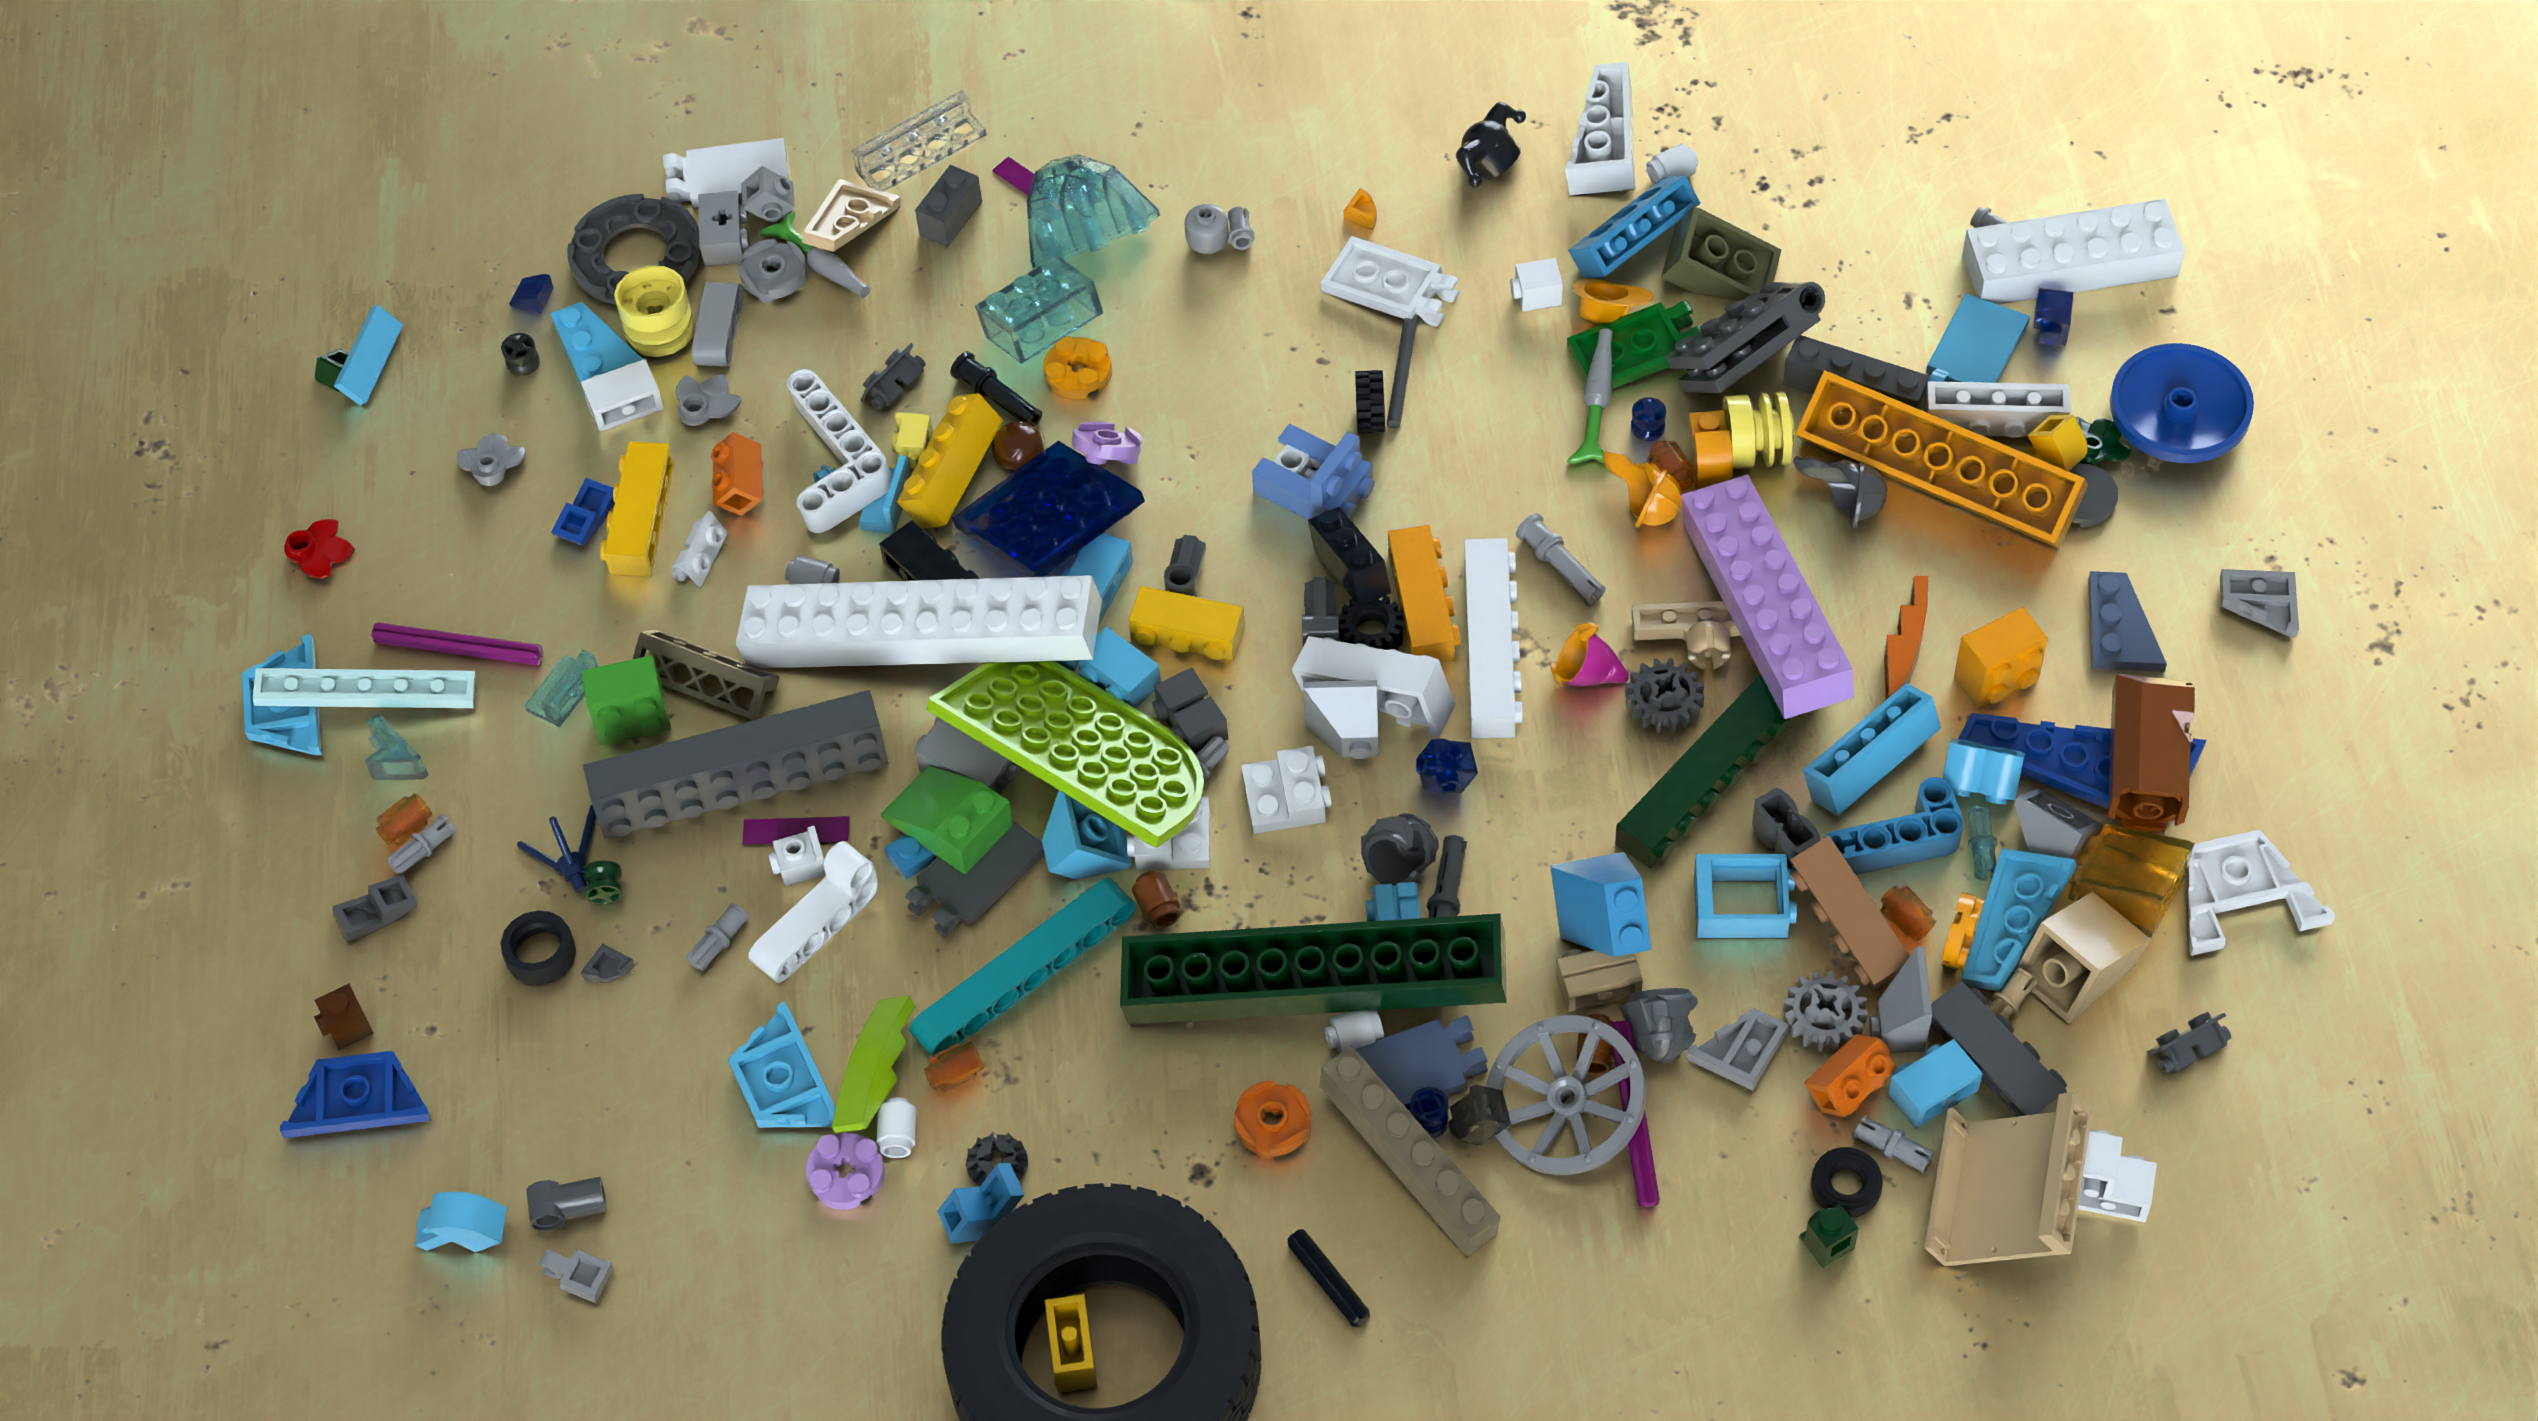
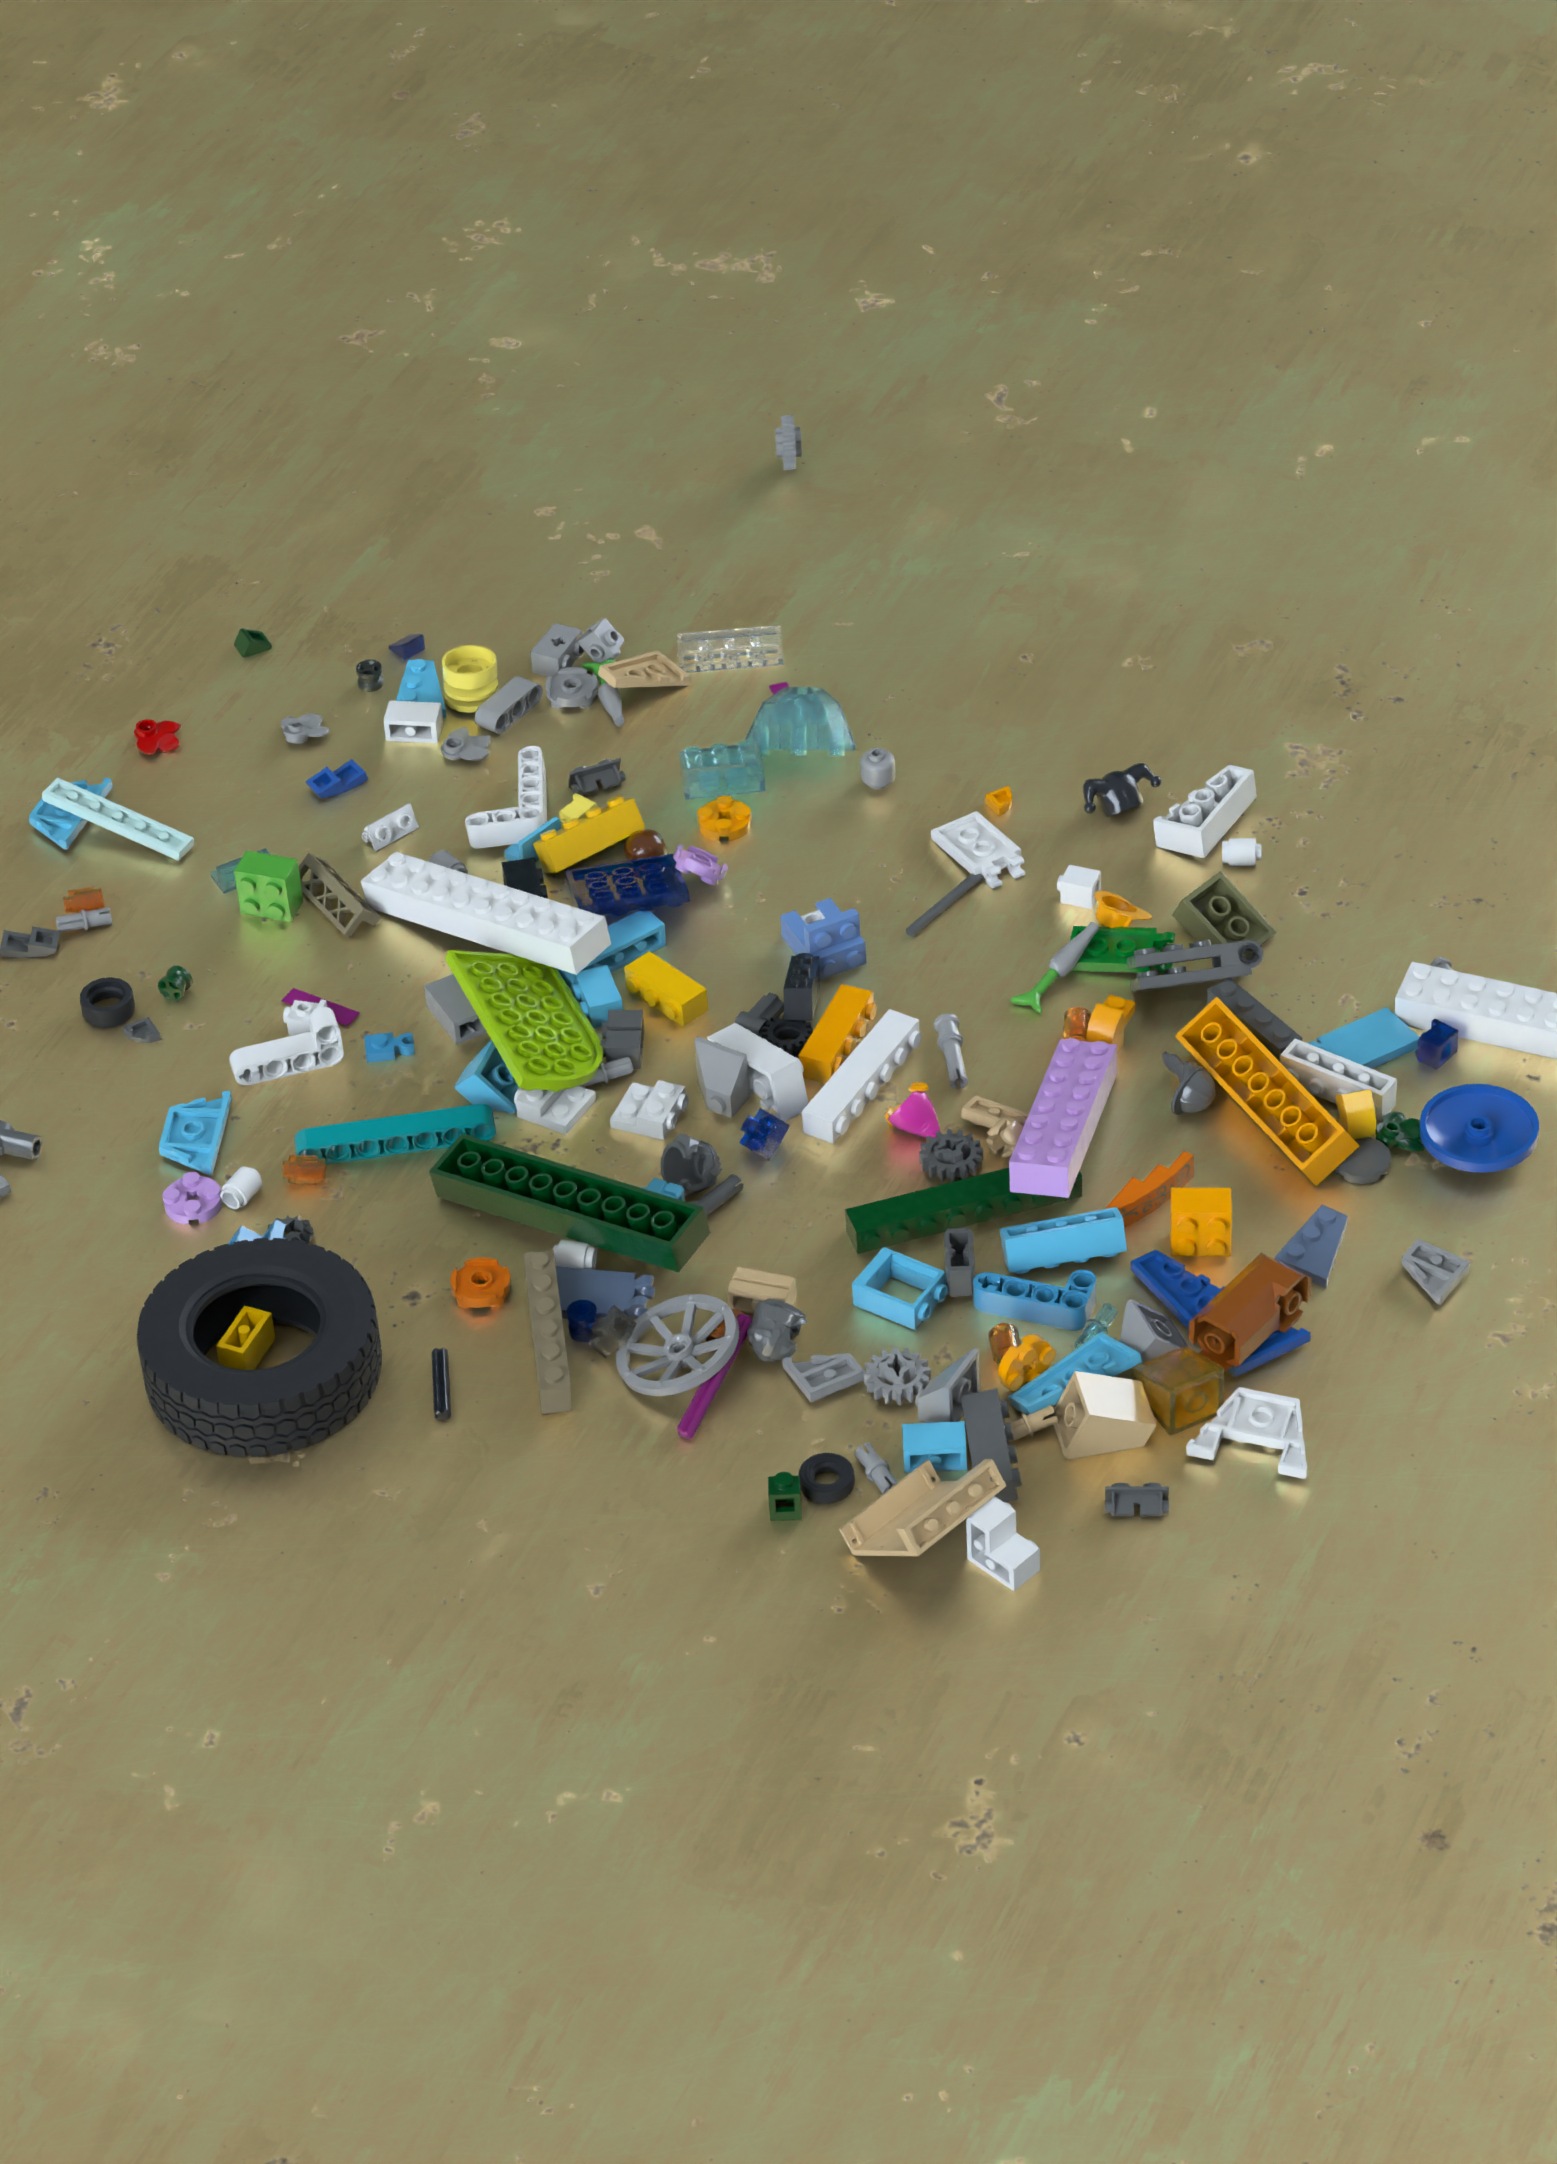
camera: 30 degrees right, 15 degrees down
(368, 355) = (274, 640): medium azure tile -> none
(393, 755) = (104, 865): clear light blue slope -> none
(457, 643) = (198, 821): magenta axle -> none
(571, 863) = (164, 962): dark blue plant -> none
(622, 214) = (504, 620): dark grey plate -> none
(638, 509) = (370, 789): yellow brick -> none
(717, 937) = (221, 1042): light grey axle -> none
(721, 168) = (583, 614): white tile -> none
(736, 764) = (307, 948): dark grey brick -> none
(737, 474) = (443, 795): orange brick -> none
(869, 1067) = (249, 1147): lime slope -> none
(948, 205) = (716, 692): dark grey brick -> none
(951, 816) = (418, 1033): bright green slope -> none
(972, 894) = (409, 1072): dark grey tile -> none
(985, 383) = (654, 803): black pin -> none
(1156, 899) = (511, 1130): dark orange brick -> none
(1185, 566) = (693, 956): dark grey piece -> none
(1241, 234) = (901, 782): light grey pin -> none
(1370, 401) = (897, 907): black tyre -> none
(1601, 904) = (795, 1245): dark azure slope -> none
(1634, 226) = (1174, 875): dark azure brick -> none
(1652, 492) = (1044, 1036): light orange piece -> none
(1653, 411) = (1087, 993): clear blue wheel -> none
(1759, 429) = (1149, 1023): light yellow wheel -> none
(1851, 913) = (956, 1313): medium nougat brick -> none
(1851, 1075) = (879, 1415): orange brick -> none
(1983, 770) = (1129, 1280): medium azure brick -> none

